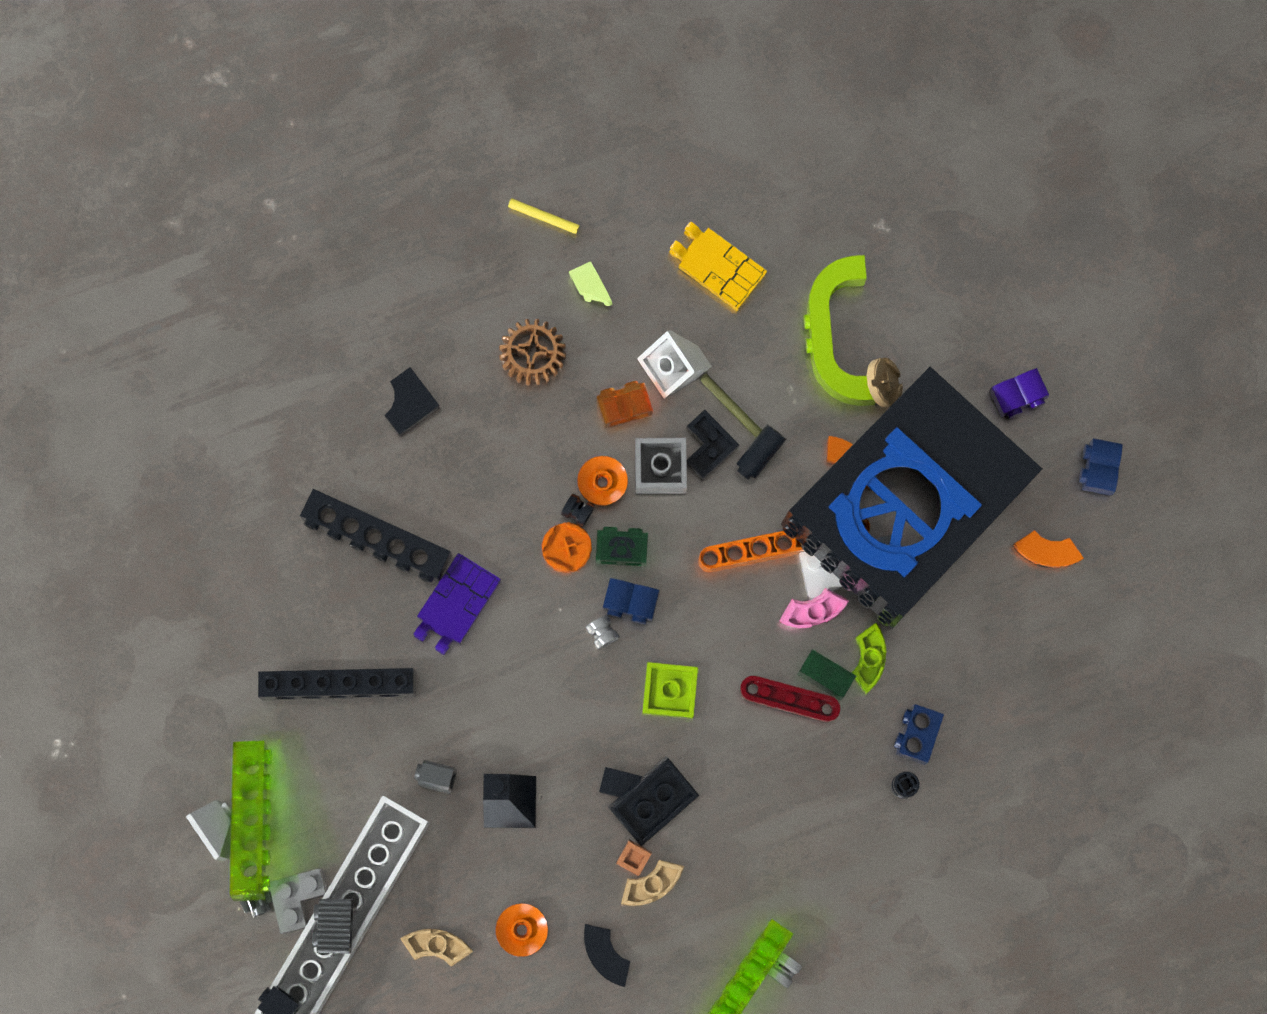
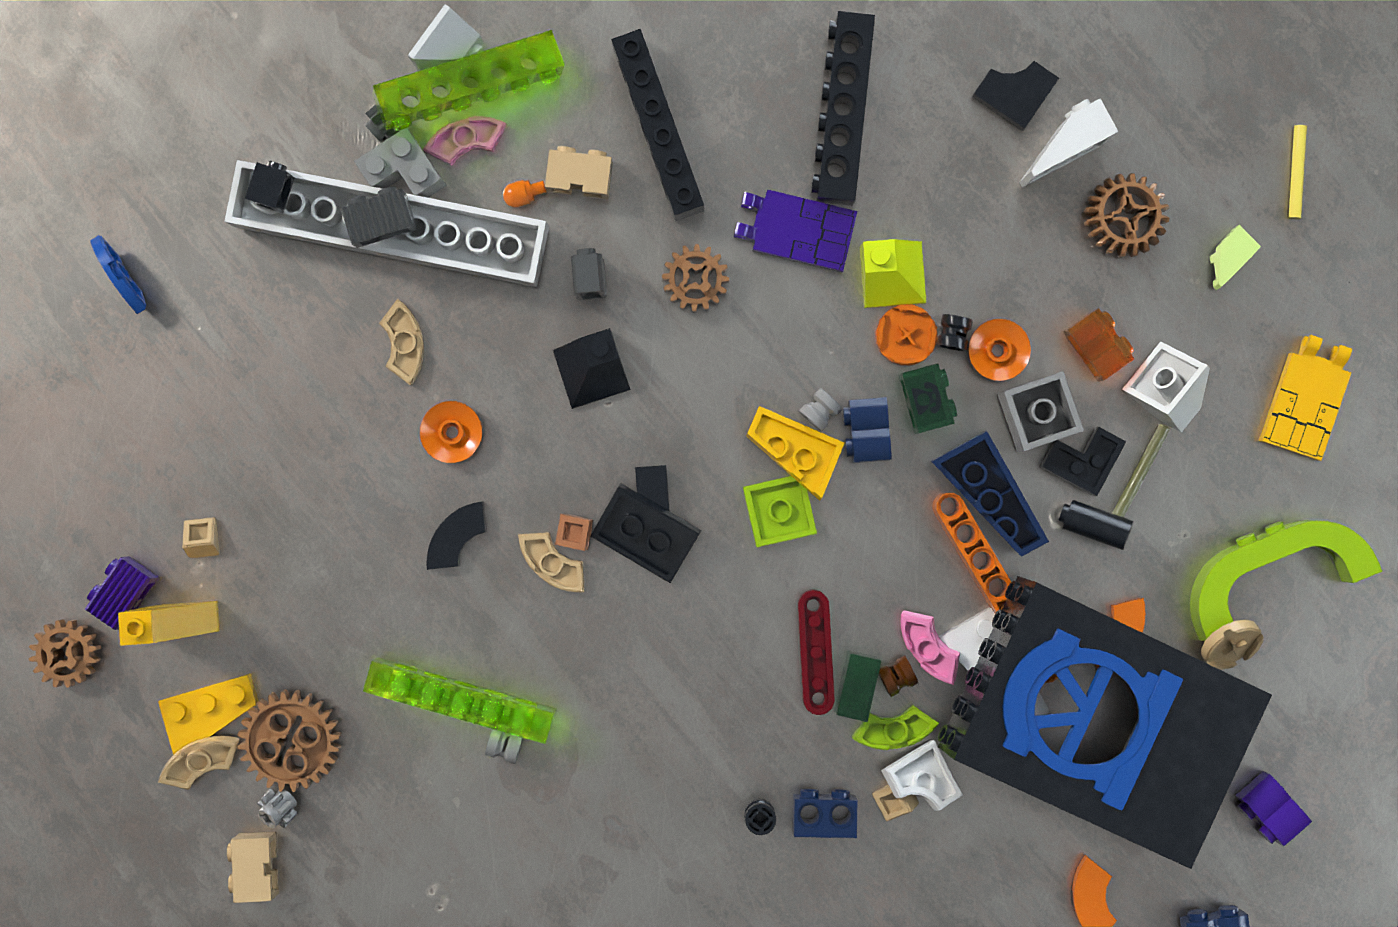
camera: 75 degrees right, 10 degrees up
(289, 841) = (464, 136): none -> bright pink tile
(351, 757) = (579, 171): none -> tan brick
(351, 809) = (522, 192): none -> orange cylinder
(459, 368) = (1082, 132): none -> white slope
(478, 690) = (685, 267): none -> medium nougat gear
(515, 542) = (892, 273): none -> neon yellow slope
(626, 660) = (797, 449): none -> yellow wing
(706, 522) = (989, 486): none -> dark blue wedge
(829, 641) = (905, 676): none -> reddish brown wheel
(912, 646) = (924, 775): none -> white tile
(924, 675) = (891, 806): none -> tan slope

